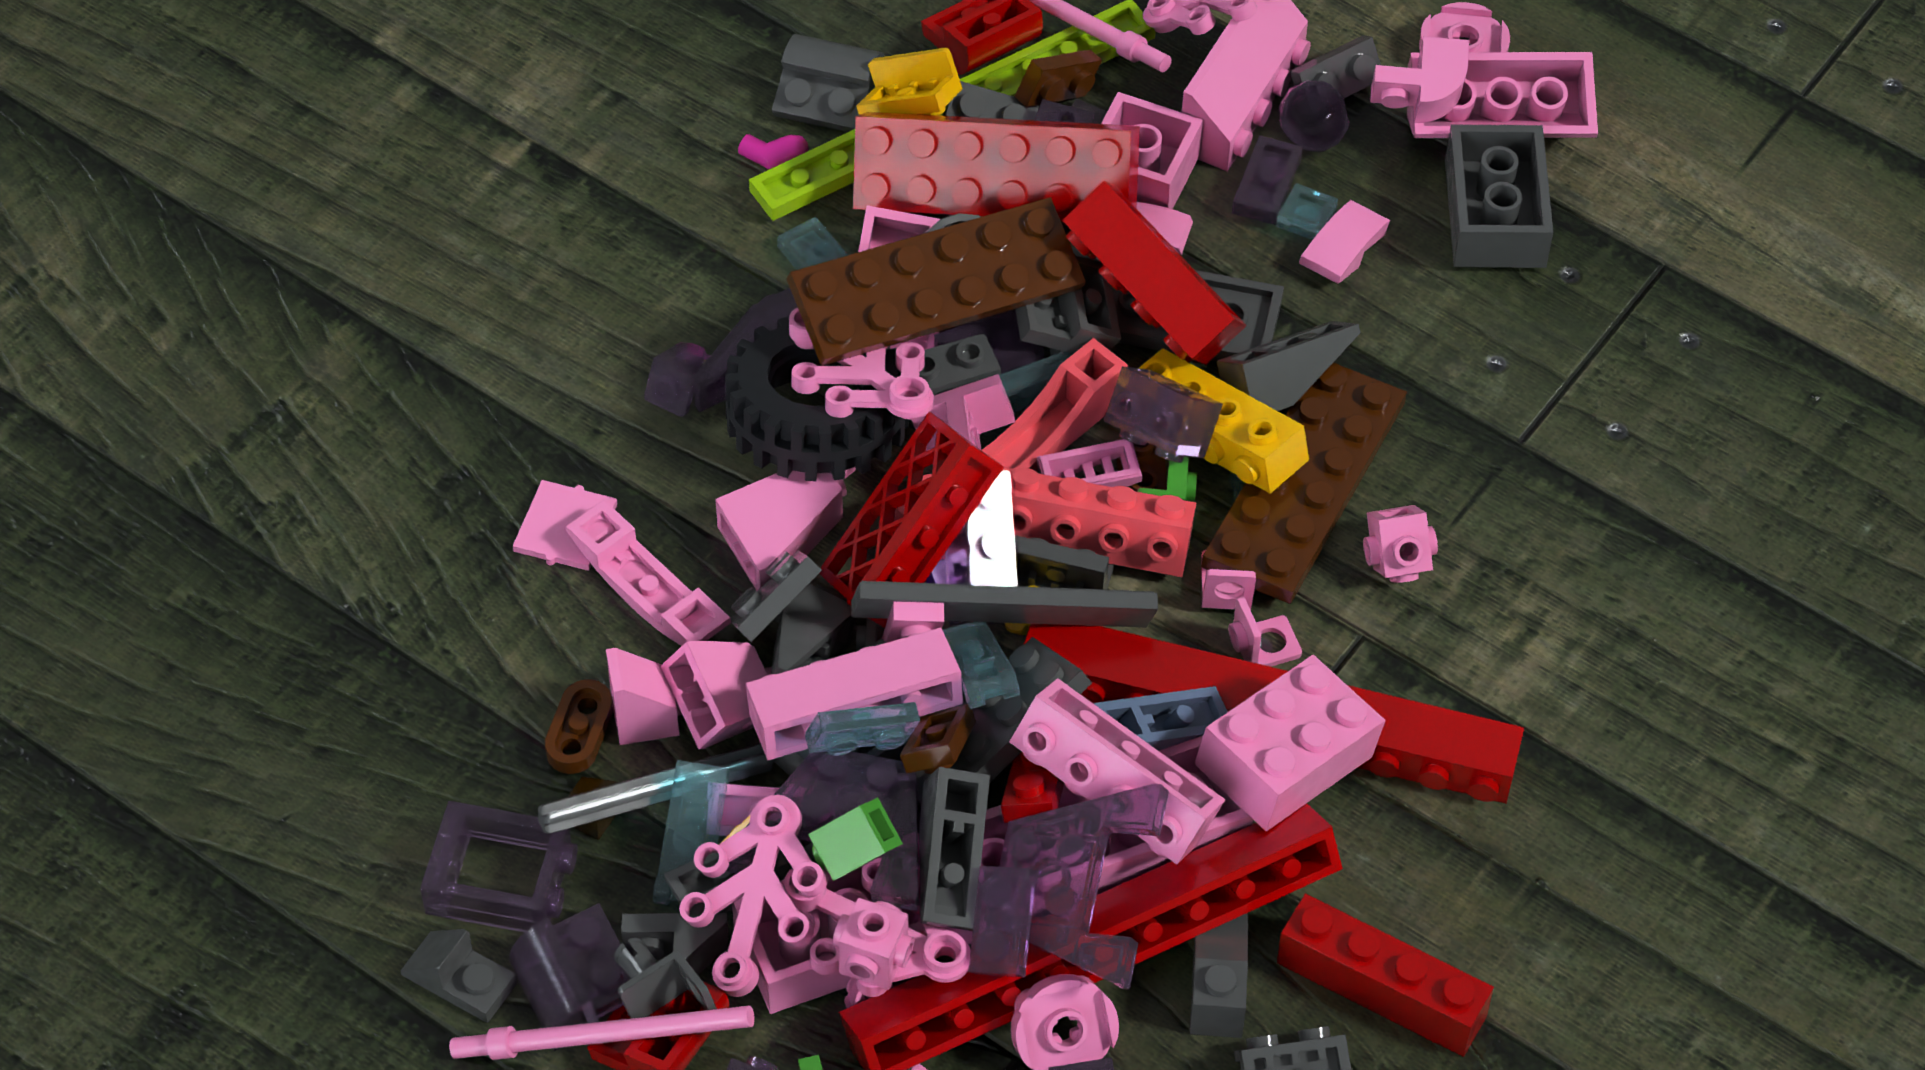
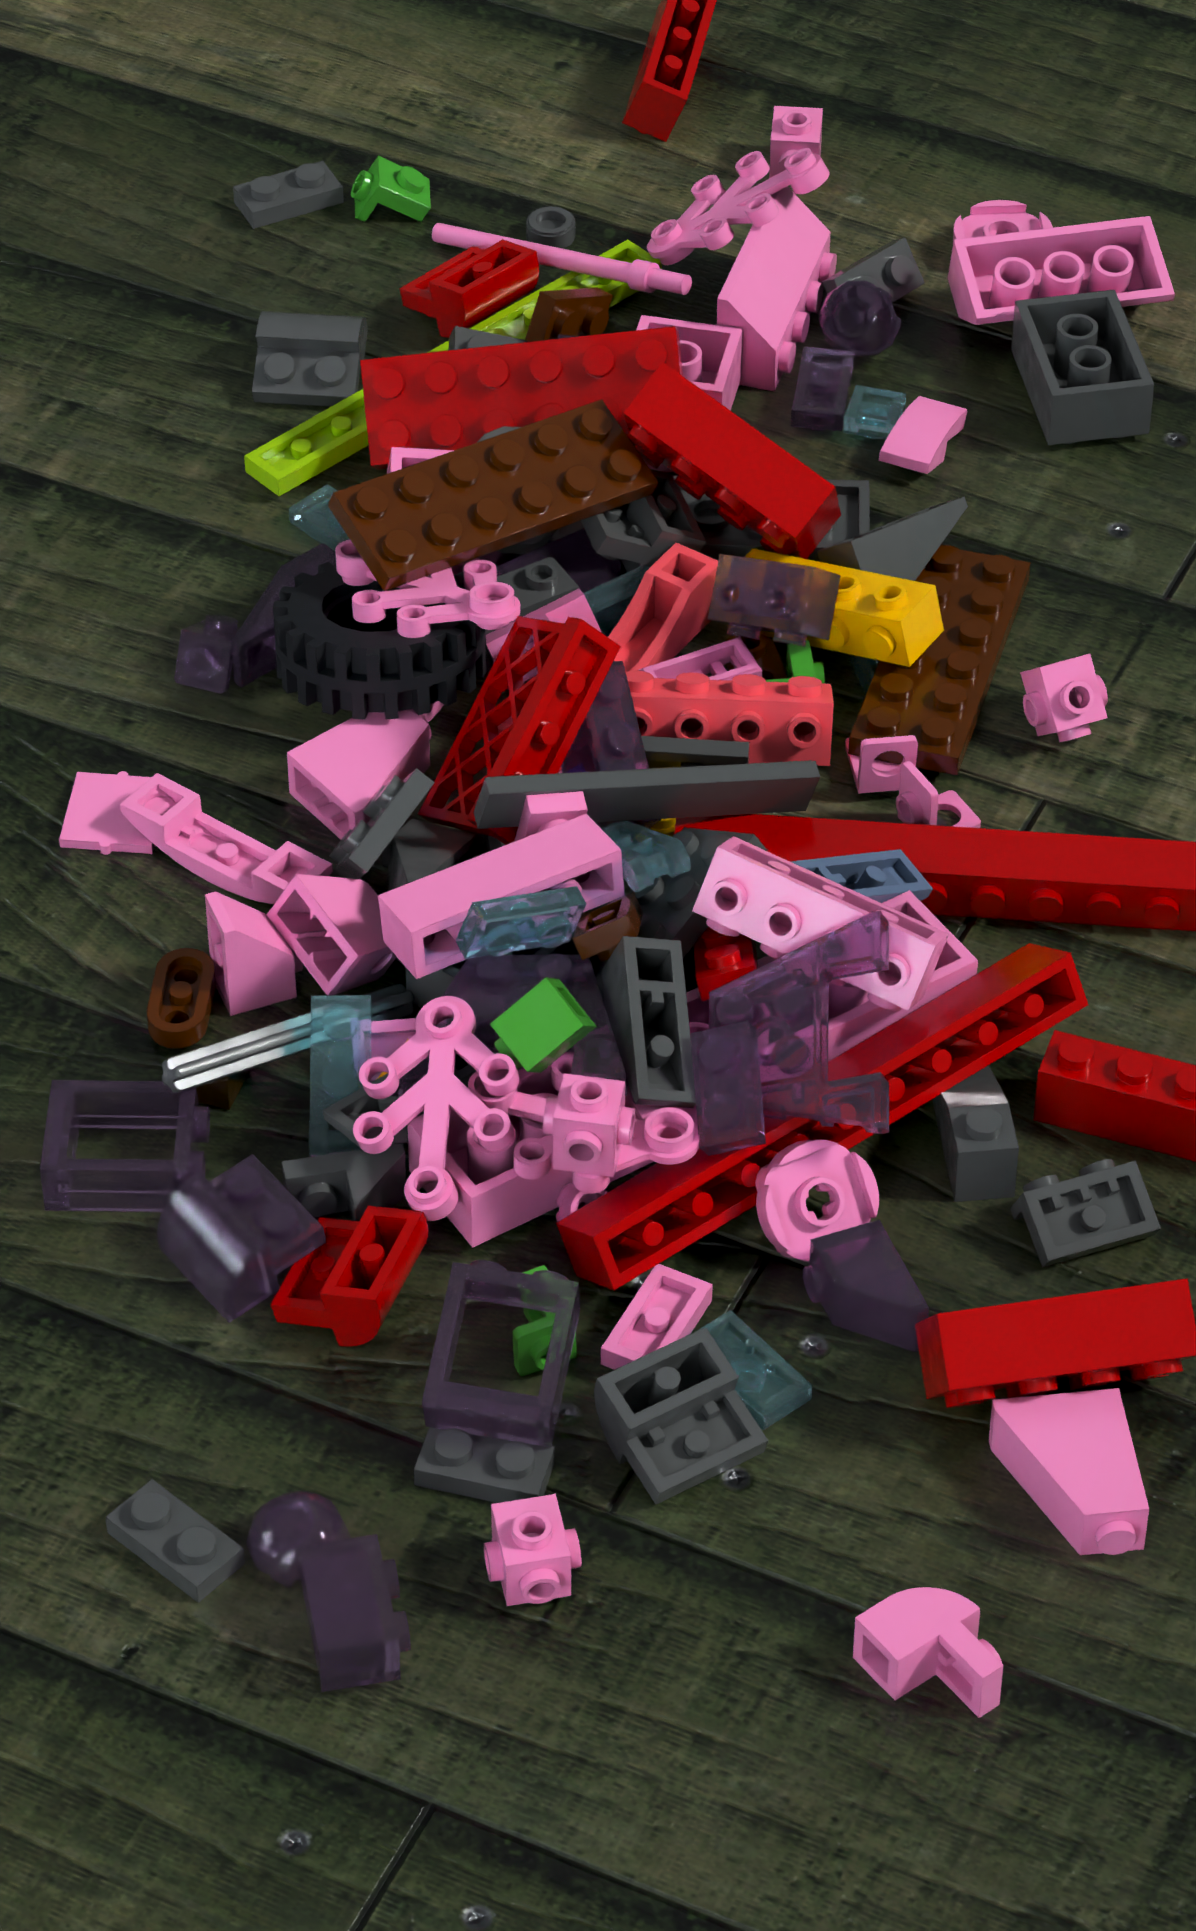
camera: 10 degrees left, 10 degrees down
(459, 974) = (94, 1258): dark grey slope -> none
(507, 1042) = (174, 1313): bright pink bar -> none
(656, 982) = (344, 1212): dark grey bracket -> none
(774, 152) = (262, 431): dark pink arm -> none
(912, 83) = (411, 327): yellow bracket -> none
(1289, 742) = (1003, 879): bright pink brick -> none
(1431, 86) = (982, 264): bright pink brick -> none

